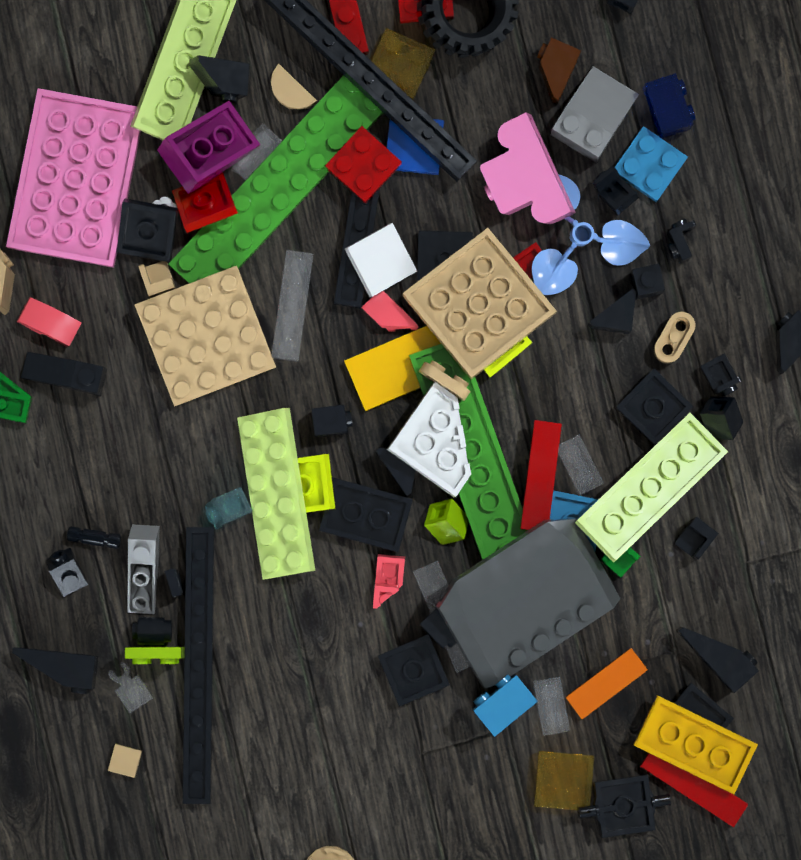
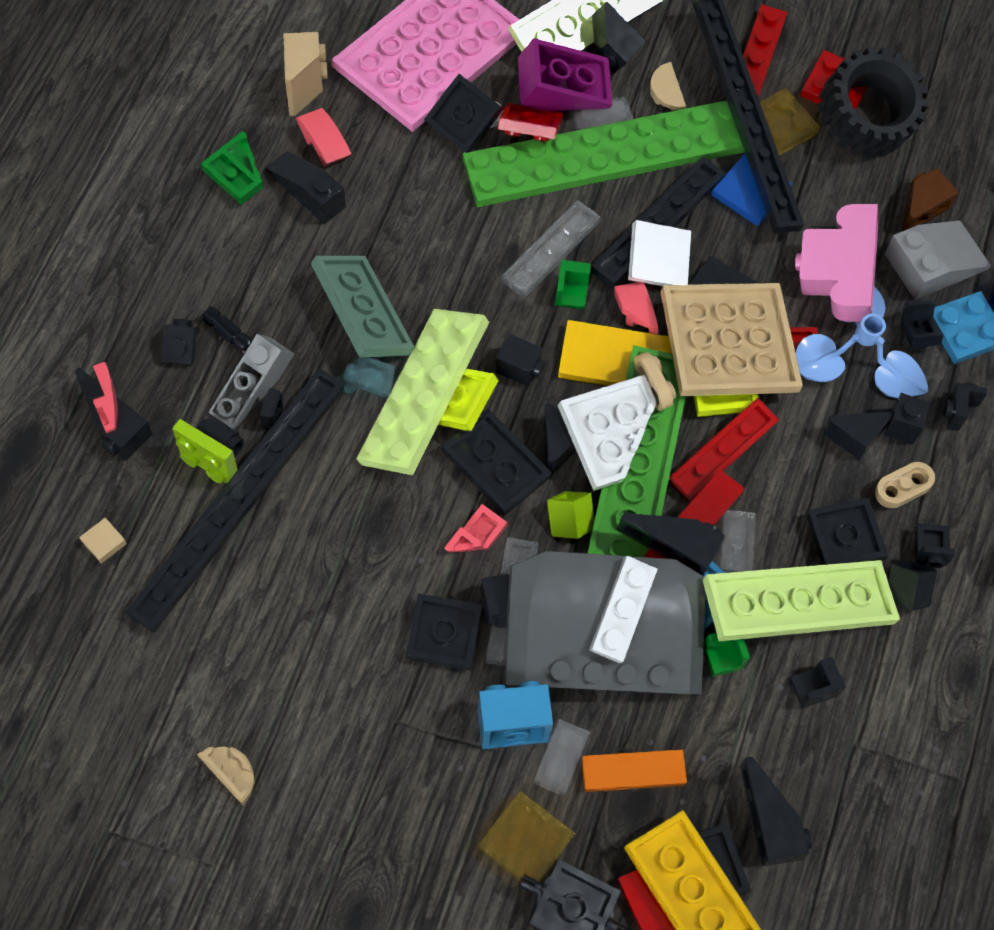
camera: 25 degrees right, 20 degrees down
(61, 667) = (107, 404): none -> coral slope
(132, 691) = (160, 479): clear plate -> none
(157, 278) = (443, 162): tan panel -> none
(184, 456) = (362, 306): none -> sand green plate
(205, 335) = (454, 225): tan plate -> none
(329, 328) = (572, 284): none -> green panel
(363, 164) = (695, 171): red plate -> none
(526, 396) = (723, 449): none -> red tile
(535, 586) = (623, 609): none -> white plate
(545, 501) = (675, 538): none -> black slope

